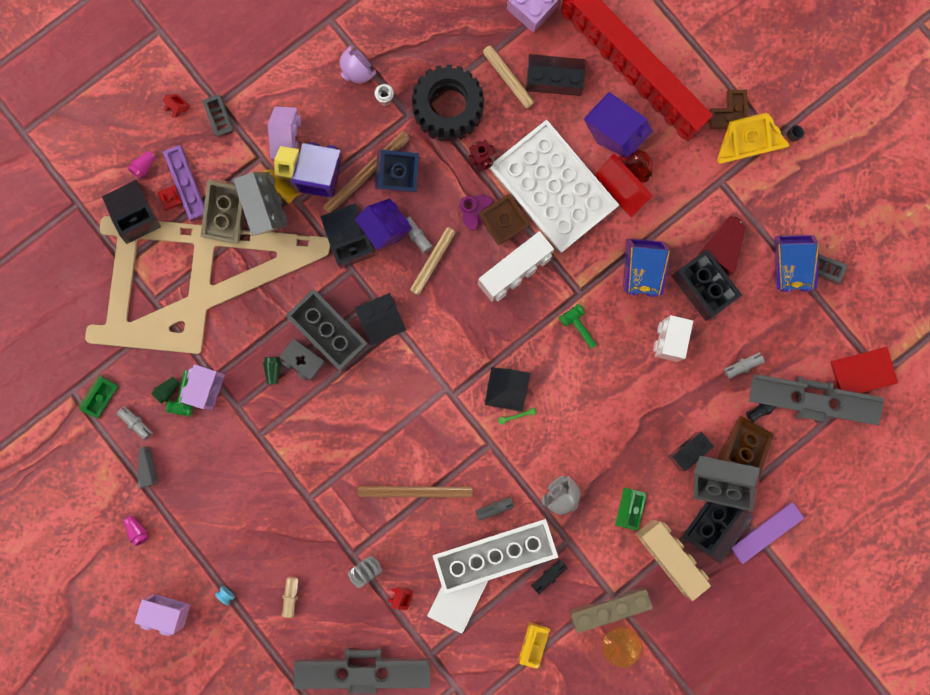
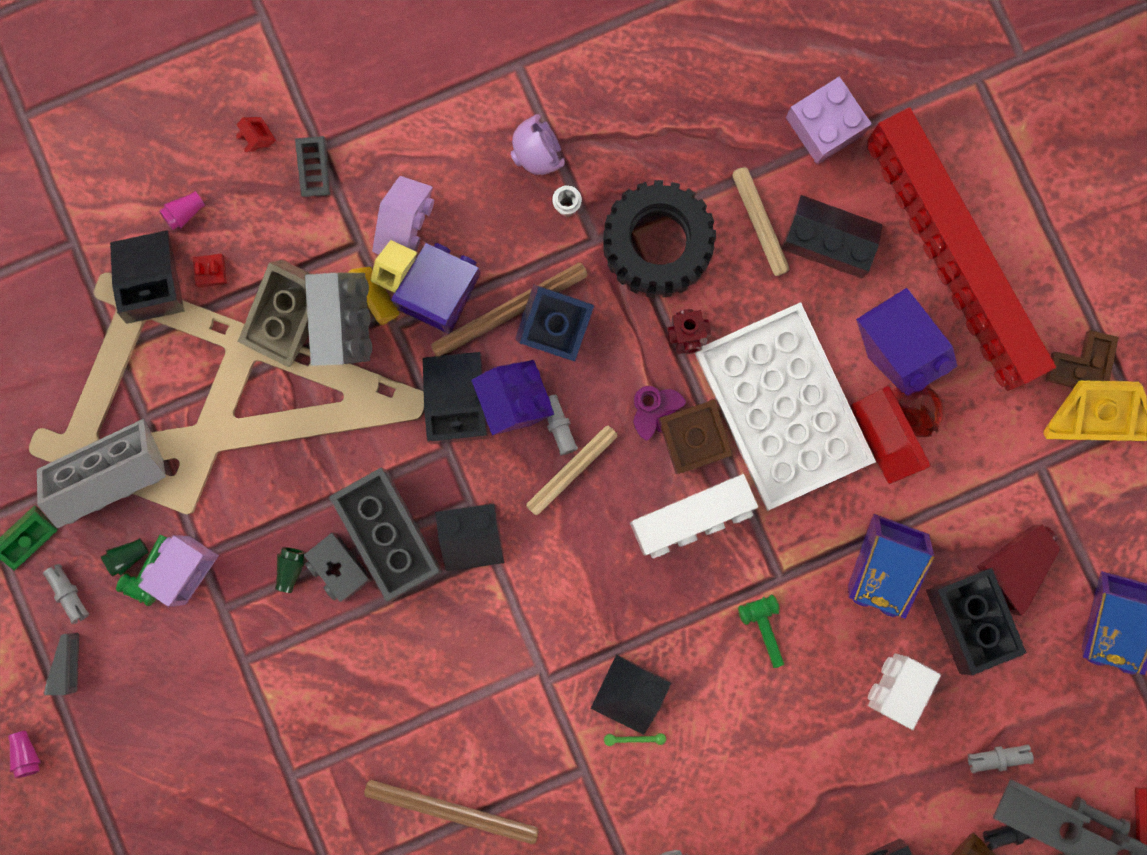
camera: 25 degrees right, 0 degrees up
(135, 342) = (99, 474): none -> light grey slope
(185, 182) = (237, 253): medium lavender tile -> none

